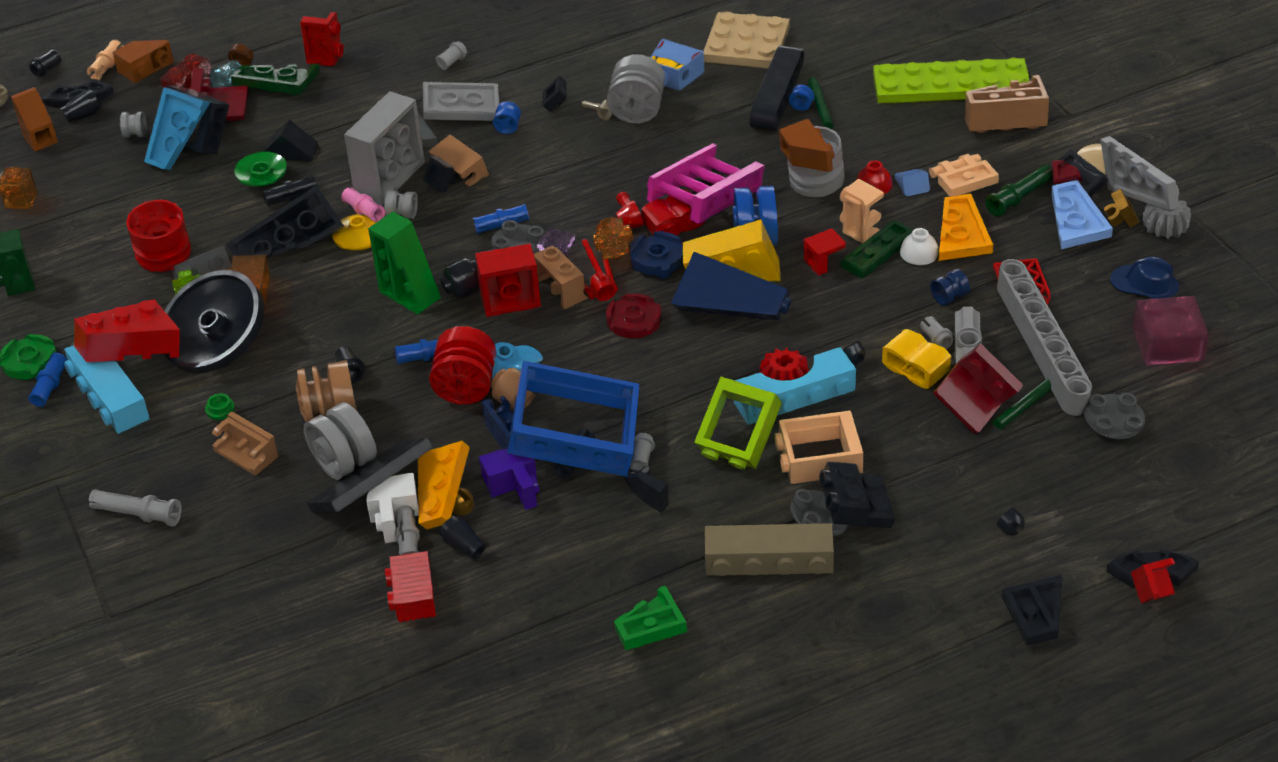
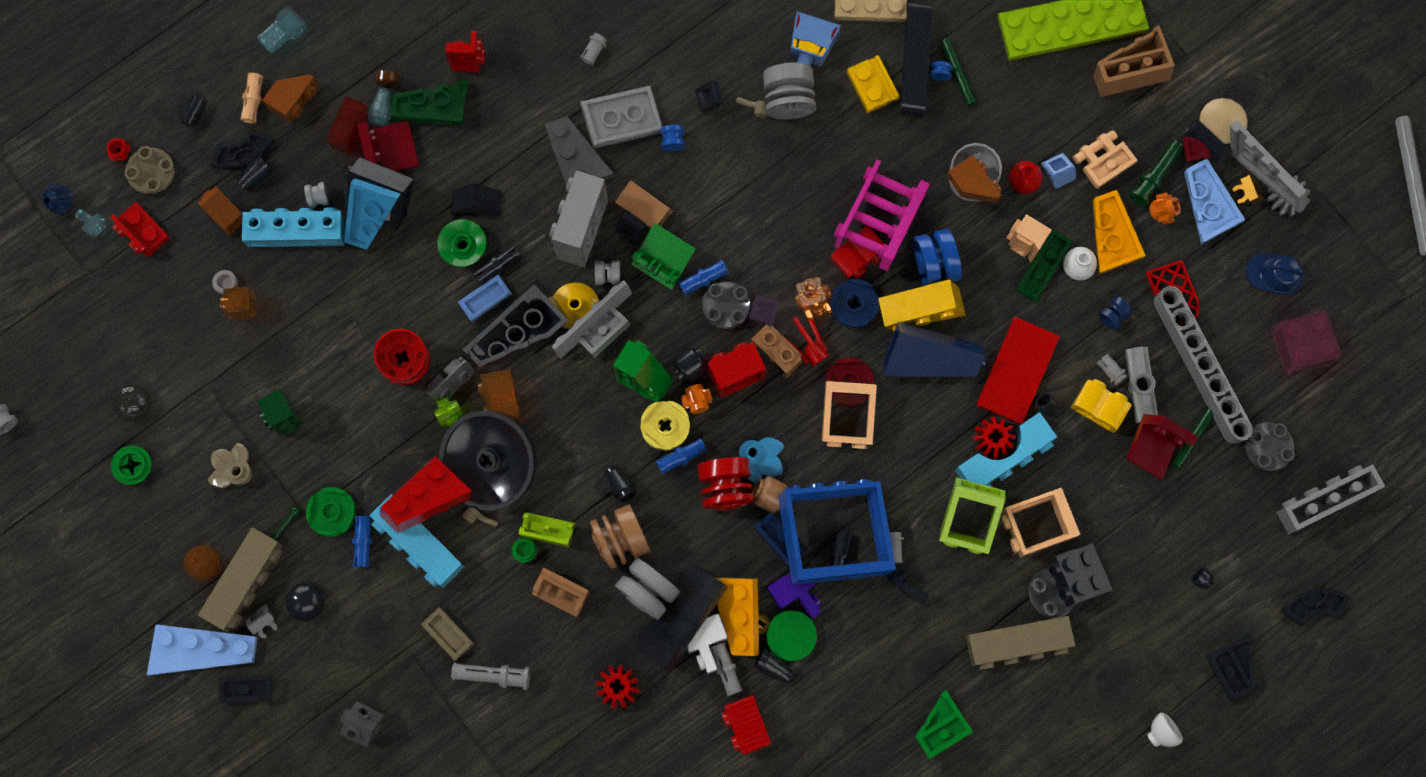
camera: 15 degrees left, 35 degrees up
(97, 144) = (293, 228): none -> medium azure brick
(103, 468) = (447, 634): none -> dark tan tile
(157, 19) = (286, 26): none -> clear light blue piece
(176, 372) = (472, 514): none -> dark tan hand
(252, 395) = (547, 530): none -> lime hinge
(256, 214) = (485, 298): none -> medium blue tile
(273, 532) = (624, 681): none -> red gear
(356, 240) = (598, 326): none -> light grey bracket
(363, 204) = (572, 277): bright pink pin -> none
(428, 318) = (665, 439): none -> light yellow plate
(458, 304) = (696, 399): none -> orange gear
(462, 196) = (663, 256): none -> green hinge
(496, 516) = (791, 635): none -> green tile
(625, 307) = (857, 442): none -> light nougat window
(629, 211) = (817, 257): red bar -> none
(727, 104) = (872, 84): none -> yellow plate
(819, 247) = (1001, 282): red panel -> none
(829, 321) = (1017, 371): none -> red tile
(932, 658) = (1164, 732): none -> white brick
(1022, 212) = (1165, 208): none -> orange gear
(1153, 580) = (1319, 627): red panel -> none
(1181, 460) = (1330, 499): none -> light grey brick

